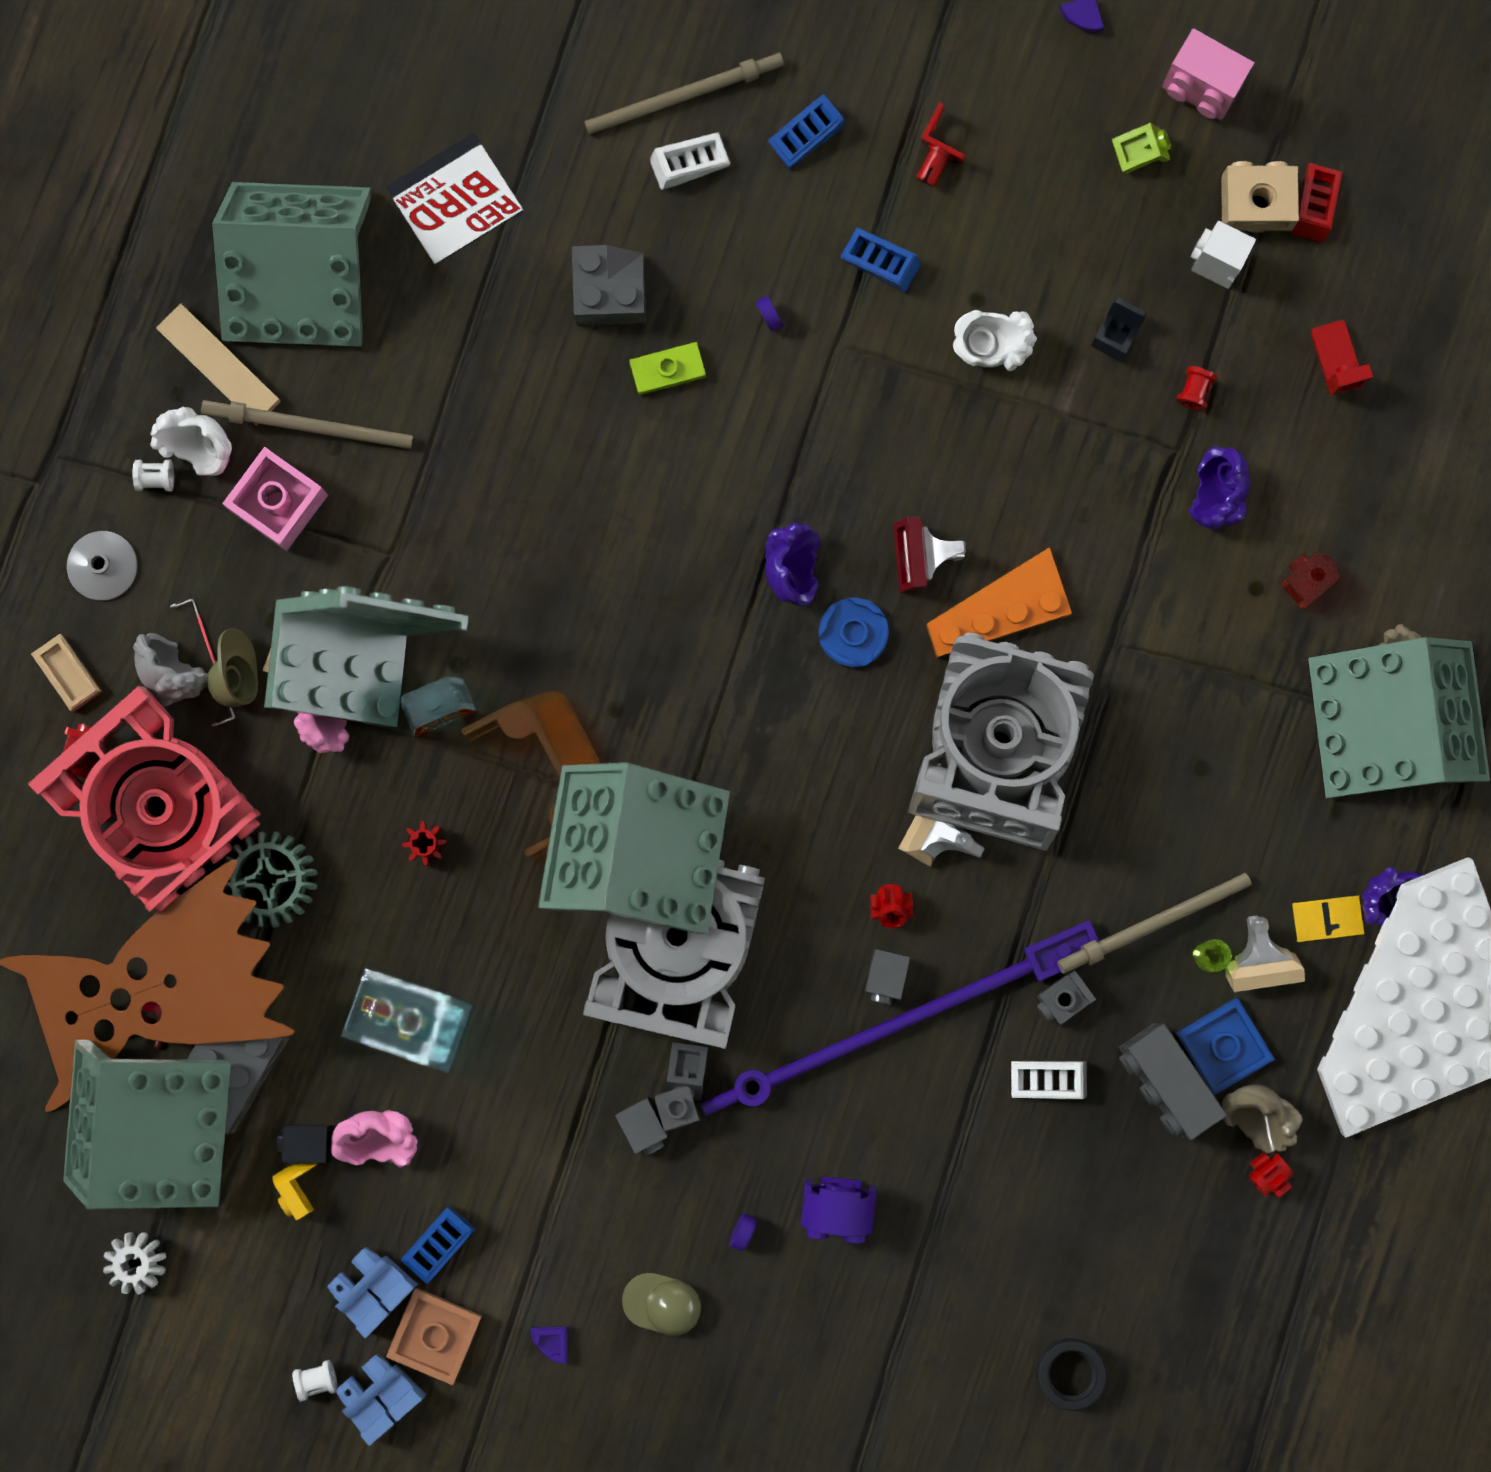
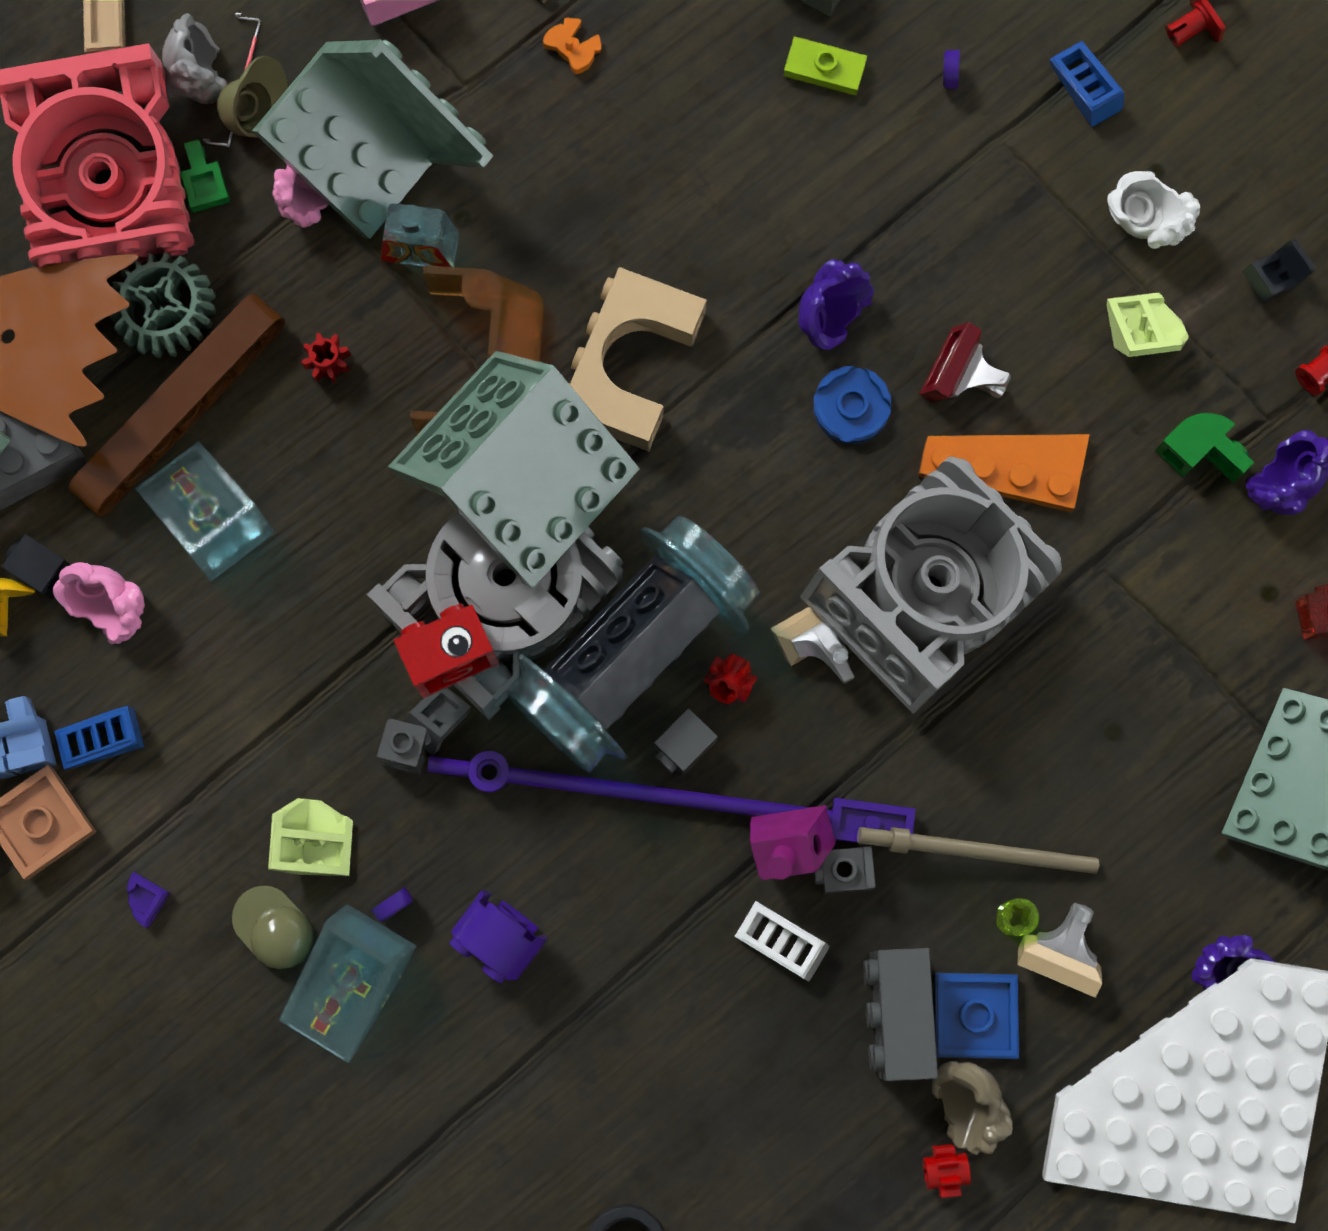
camera: 30 degrees right, 5 degrees down
(236, 761) = (204, 181): none -> green plate
(331, 951) = (176, 405): none -> reddish brown beam
(445, 472) = (562, 39): none -> orange piece
(635, 657) = (631, 306): none -> tan arch
(642, 1127) = (359, 743): dark grey brick -> none
(650, 1221) = (310, 839): none -> yellowish green slope
(675, 1025) = (445, 650): none -> red brick
(745, 1310) = (346, 981): none -> clear light blue slope
(805, 926) = (633, 641): none -> brick
(1013, 1004) = (786, 842): none -> magenta torso
(1042, 434) = (1145, 325): none -> yellowish green slope
(1137, 497) = (1204, 437): none -> green brick
(1328, 918) = (1154, 953): yellow sticker -> none

